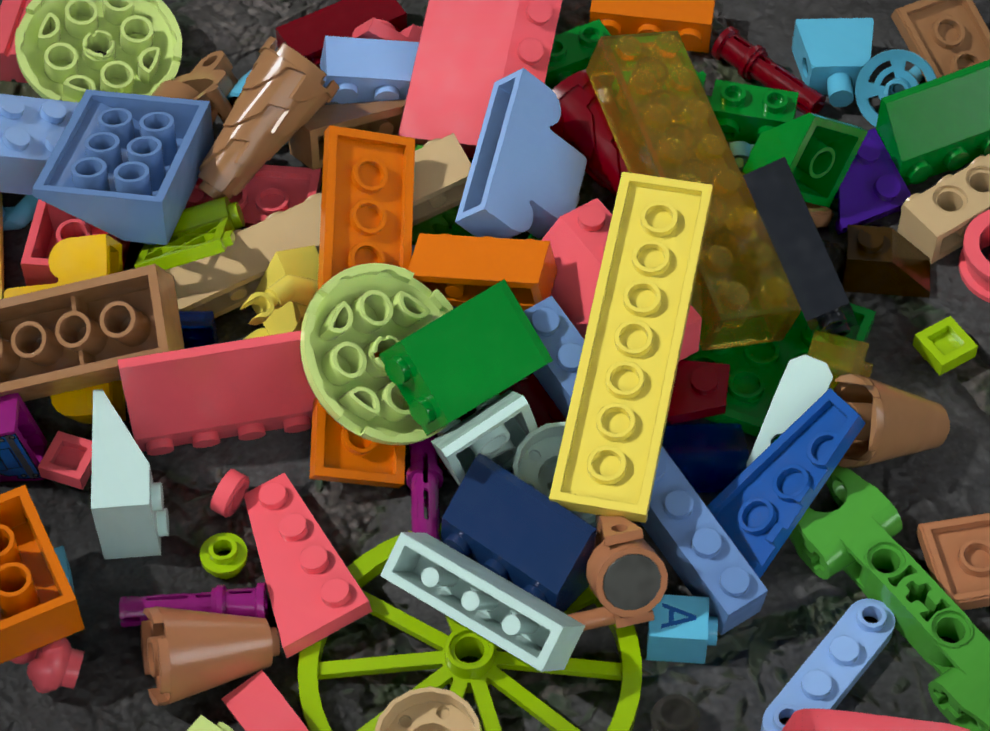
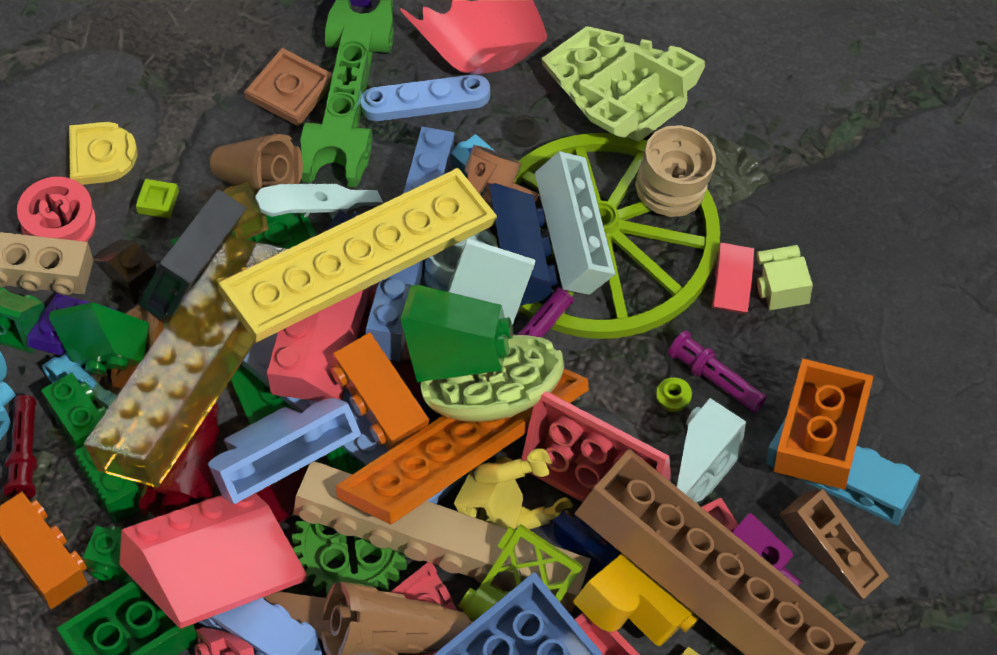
camera: 135 degrees left, 5 degrees up
(202, 650) = (741, 333): nougat cone -> none
(229, 493) = (640, 423): coral tile -> none
(302, 570) = (641, 342): coral wing -> none
(782, 482) = (345, 172): blue wing -> none

